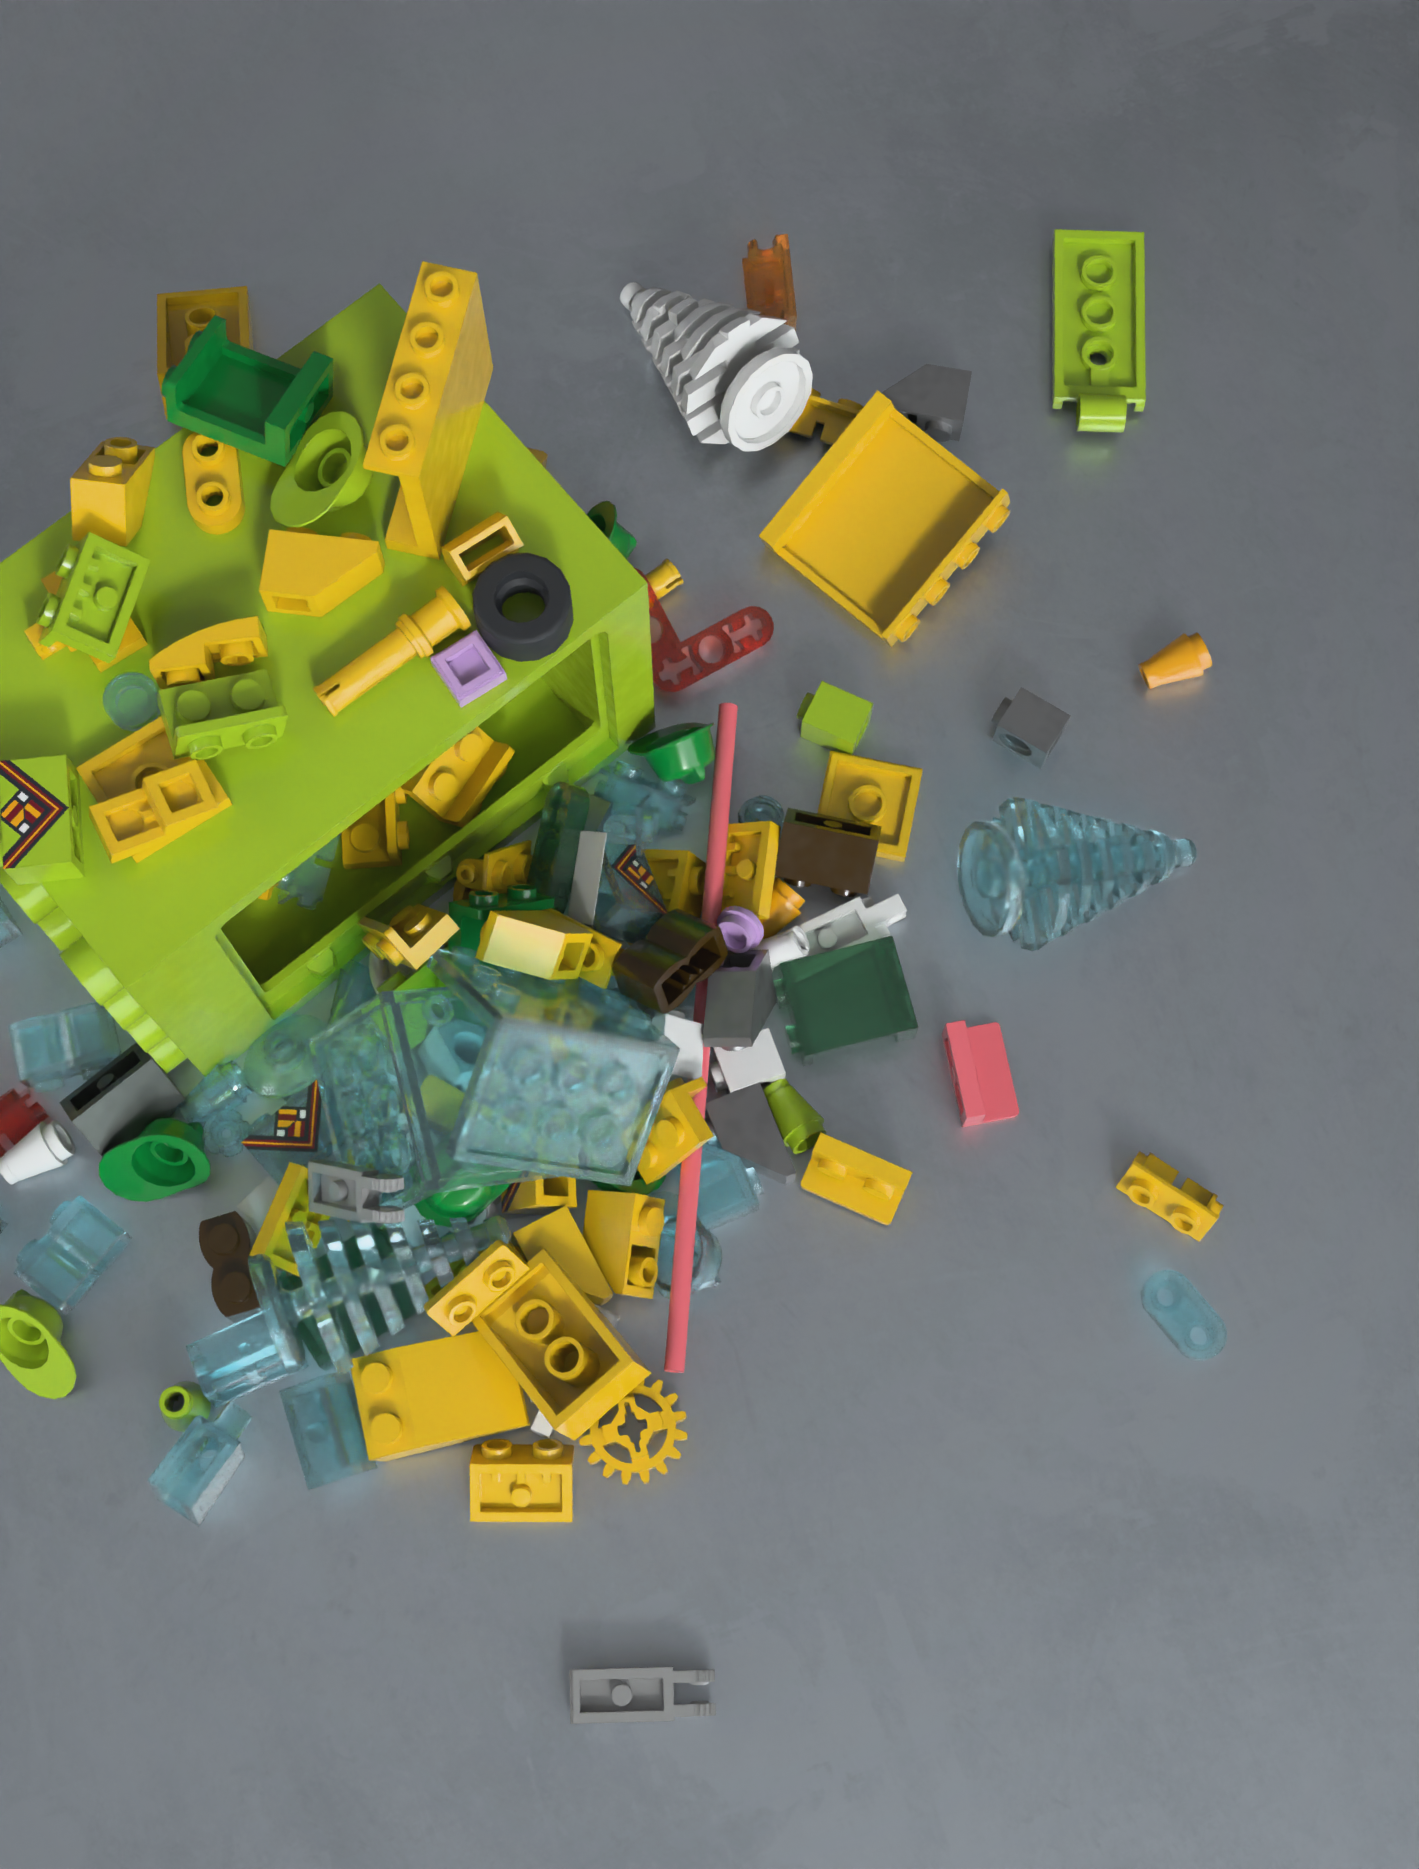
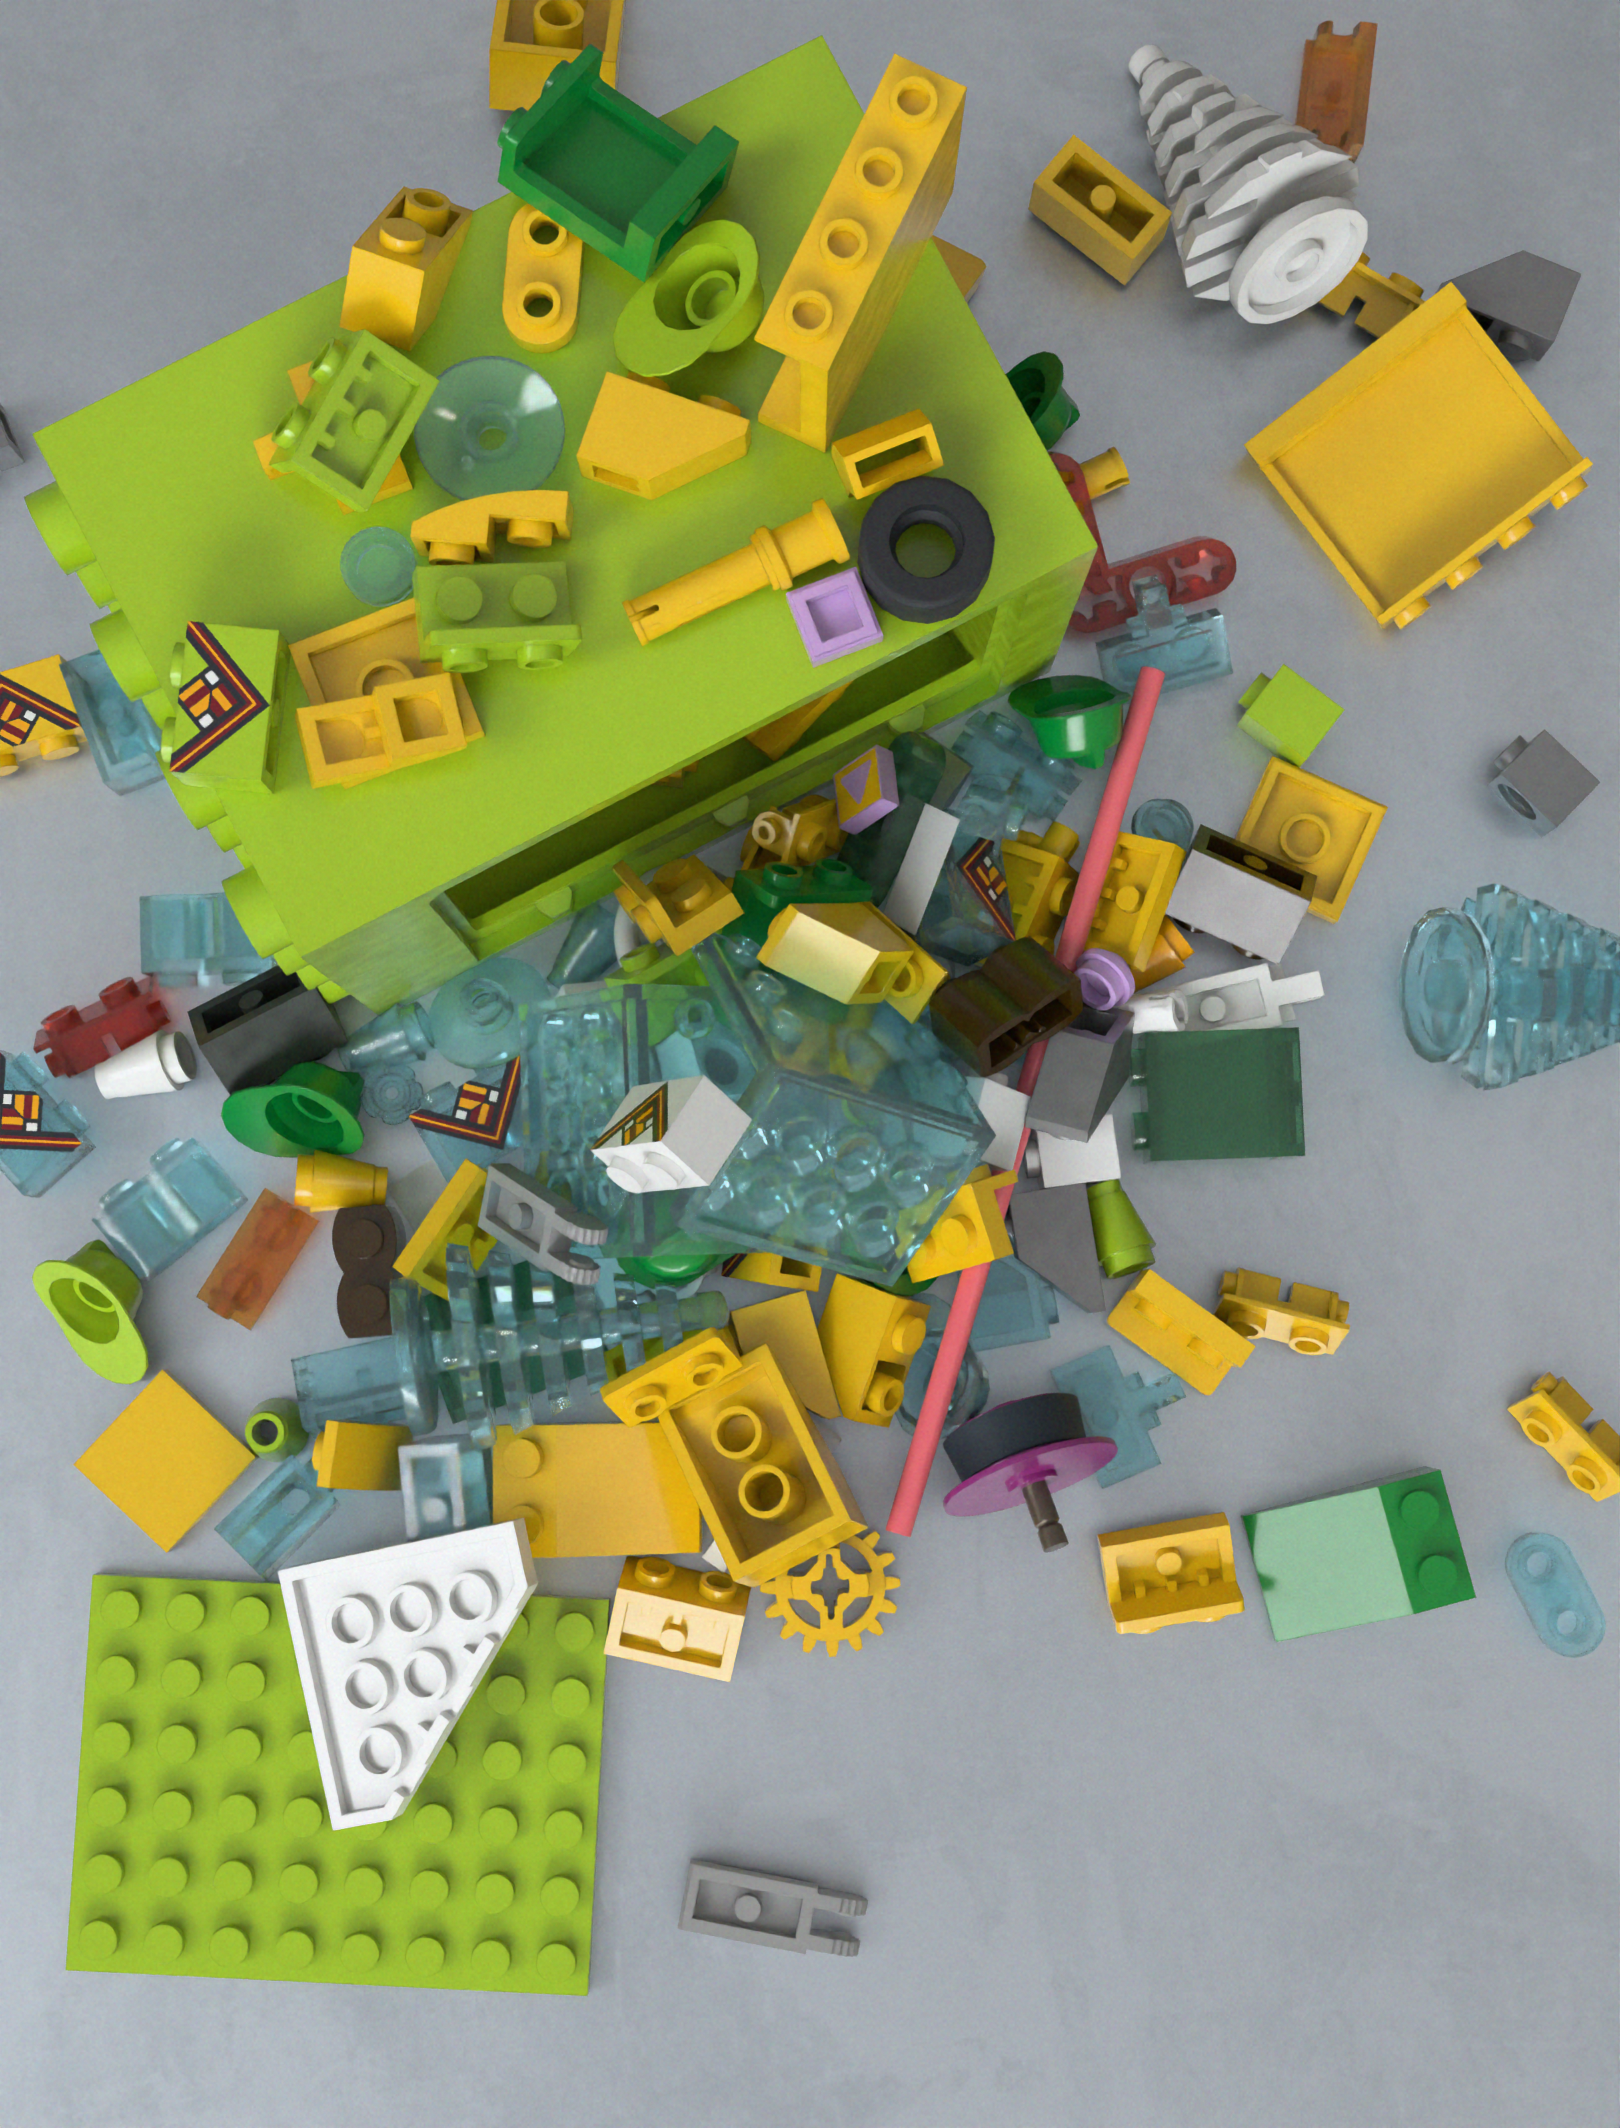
camera: 10 degrees right, 10 degrees up
(104, 1449) = (166, 1460): none -> yellow tile
(147, 1279) = (257, 1259): none -> clear orange hinge
(188, 568) = (482, 396): none -> clear light blue dish
(191, 1205) = (338, 1182): none -> yellow cone
(251, 1405) = (359, 1455): none -> yellow slope
(283, 1674) = (215, 1836): none -> lime plate
(307, 1549) = (396, 1651): none -> white plate
(433, 1088) = (670, 1135): none -> white brick
(535, 831) = (866, 789): none -> lavender tile
(619, 398) = (1099, 210): none -> yellow brick
(686, 841) = (1057, 840): none -> yellow hand
(749, 686) = (1164, 638): none -> clear light blue hinge
(758, 1297) = (1022, 1457): none -> piece
(821, 1253) = (1118, 1409): none -> clear light blue hinge
(889, 1362) = (1170, 1573): none -> yellow bracket
(951, 1152) = (1308, 1322): none -> yellow hinge
(979, 1073) = (1368, 1225): coral panel -> none
(1028, 1317) = (1358, 1555): none -> slope

